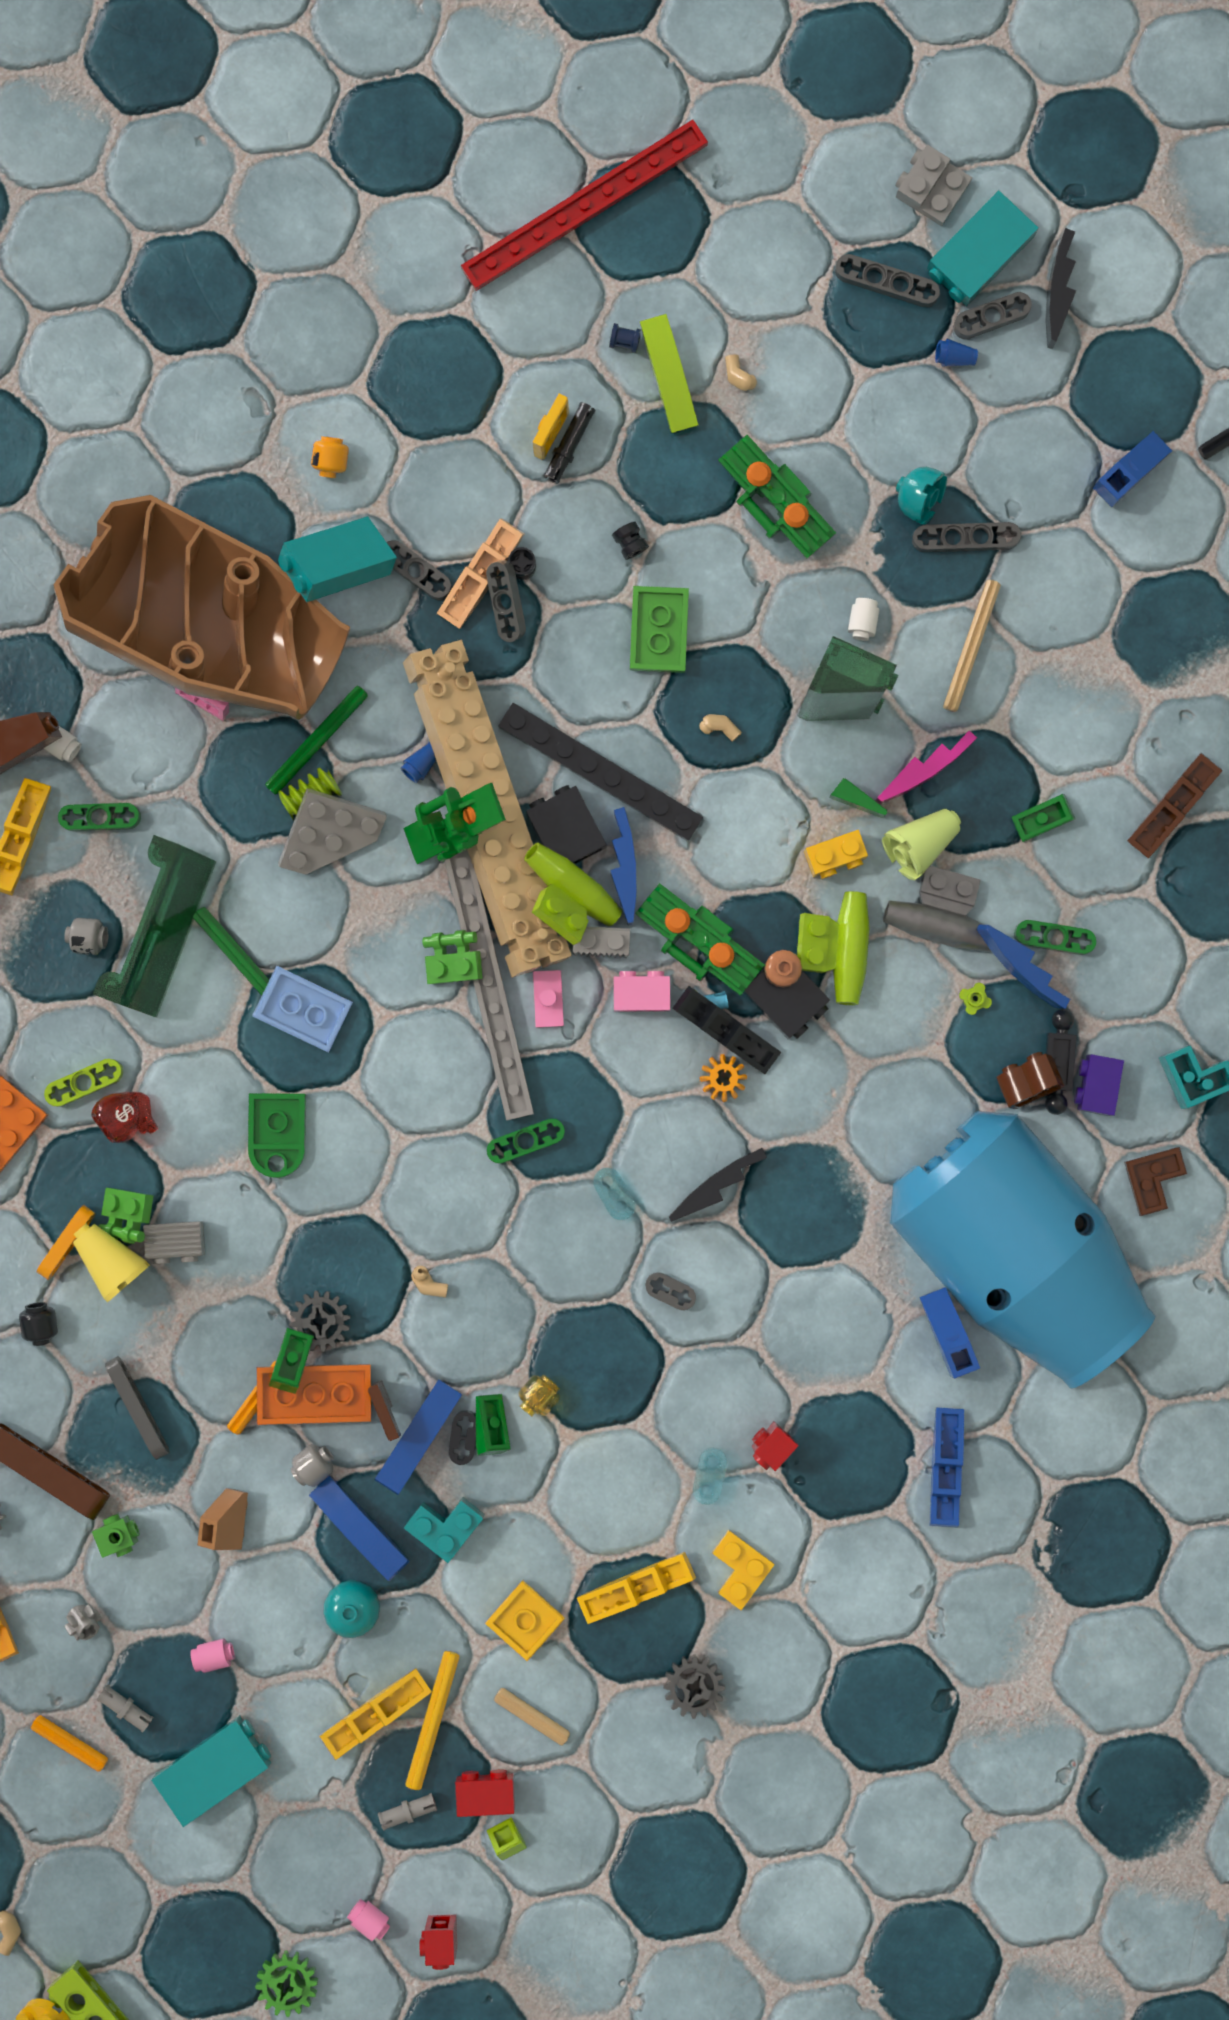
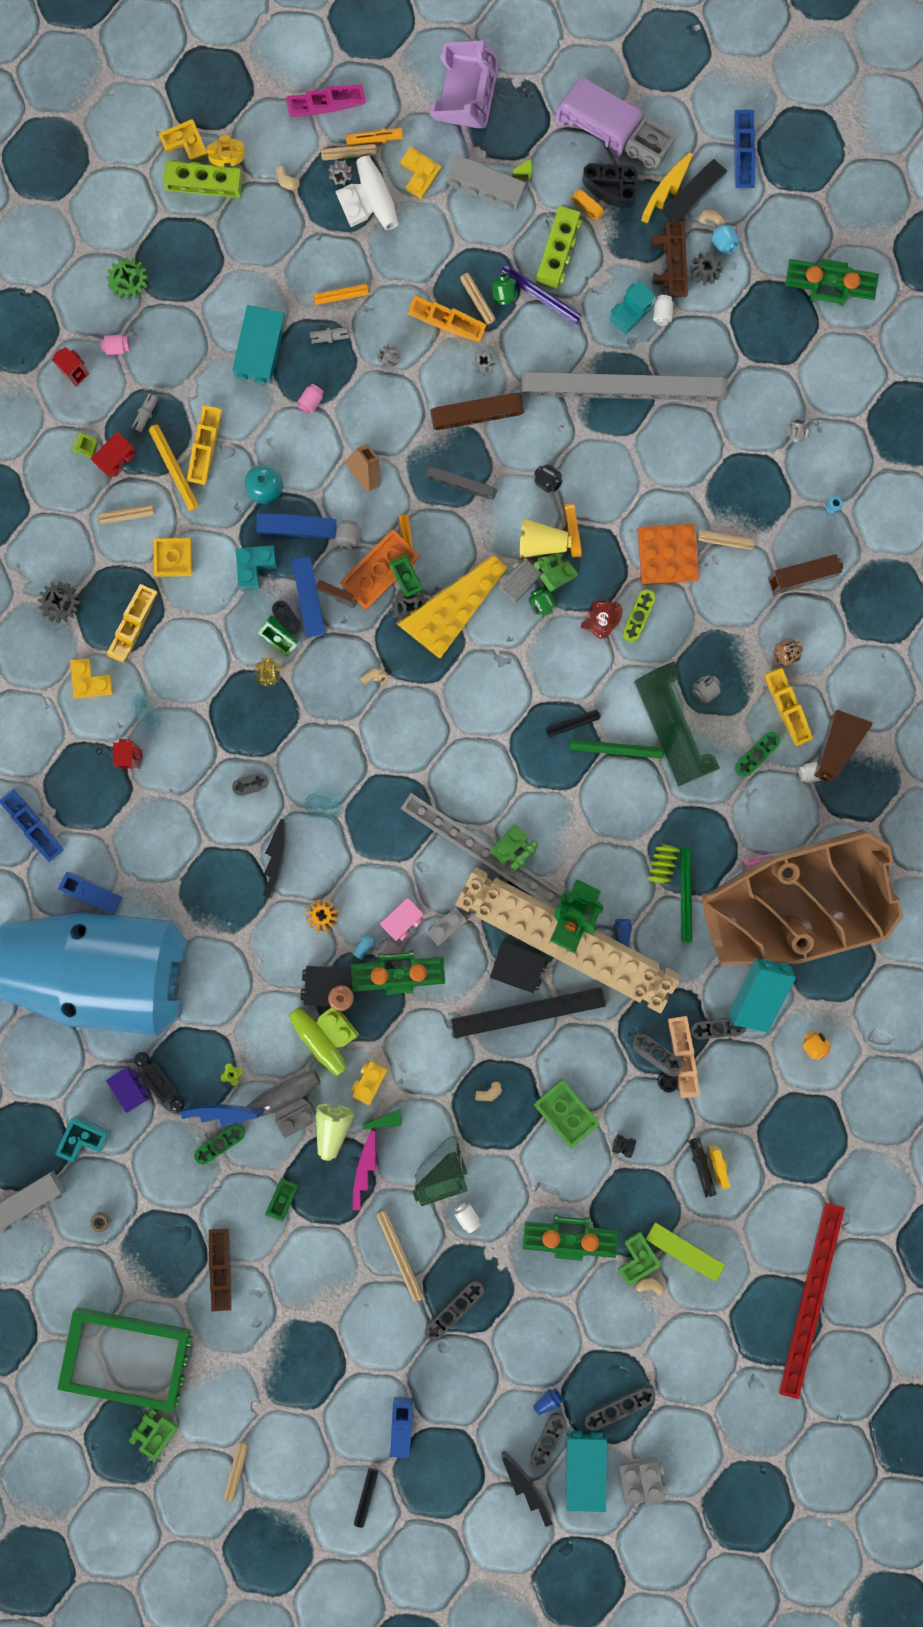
camera: 135 degrees right, 0 degrees up
(106, 1536) = (412, 412): bright green brick -> none
(172, 1194) = (542, 601): none -> green head
(263, 1033) = (573, 723): none -> black axle
(278, 1129) = (521, 682): green tile -> none
(282, 1278) = (446, 613): none -> yellow wing
(302, 1009) = (564, 753): light blue tile -> none
(327, 831) = (636, 853): light grey plate -> none
(542, 1127) = (384, 793): green beam -> none
(548, 999) = (447, 873): bright pink tile -> none
(569, 895) = (484, 934): lime plate -> none
(625, 338) = (725, 1249): dark blue bush -> none
(625, 876) = (465, 971): blue slope -> none
(720, 405) = (643, 1259): none -> bright green plate
(726, 1030) = (342, 940): black slope -> none
(920, 492) = (499, 1311): teal cylinder -> none
(1030, 1080) = (164, 1058): reddish brown brick -> none
(1146, 1175) = (63, 1067): reddish brown tile -> none

